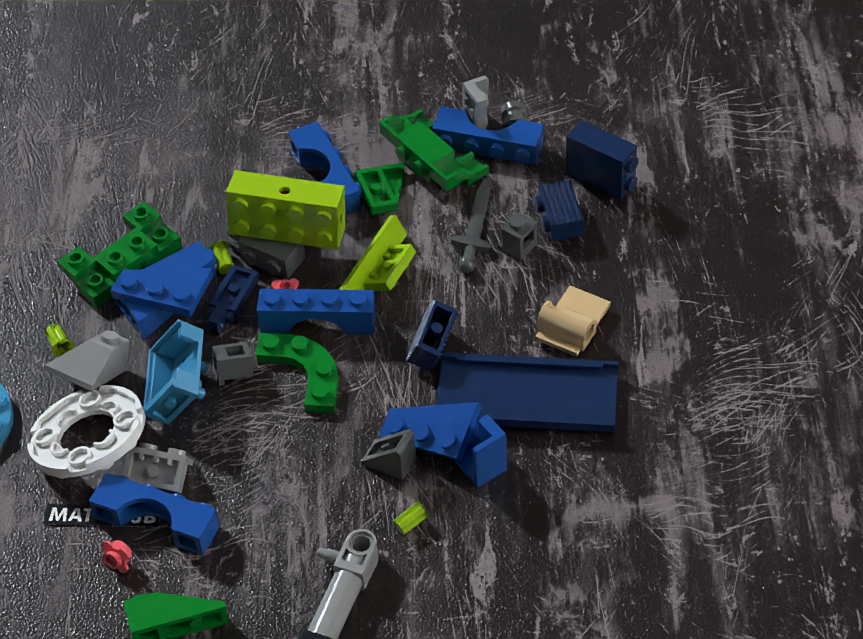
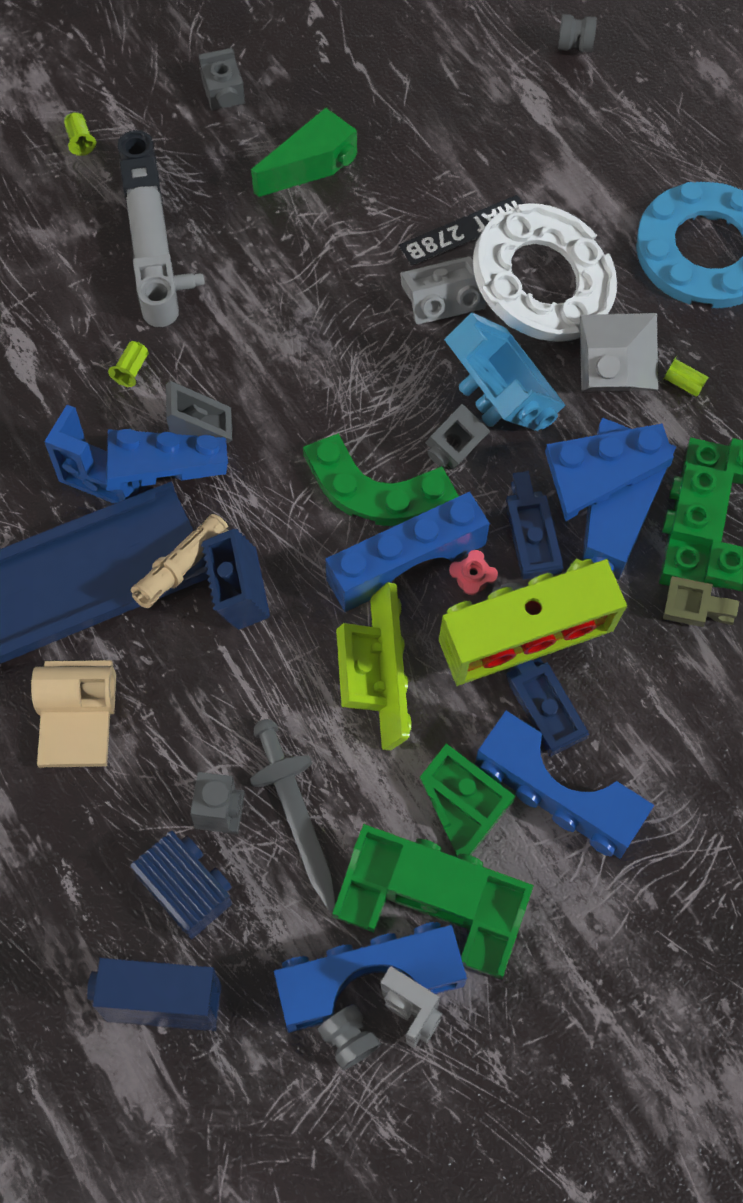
camera: 145 degrees right, 15 degrees up
(116, 555) = (408, 184): coral plate -> none
(122, 500) = (362, 244): blue arch -> none
(177, 218) = (692, 601): none -> olive plate
(469, 351) = (169, 570): none -> tan pin

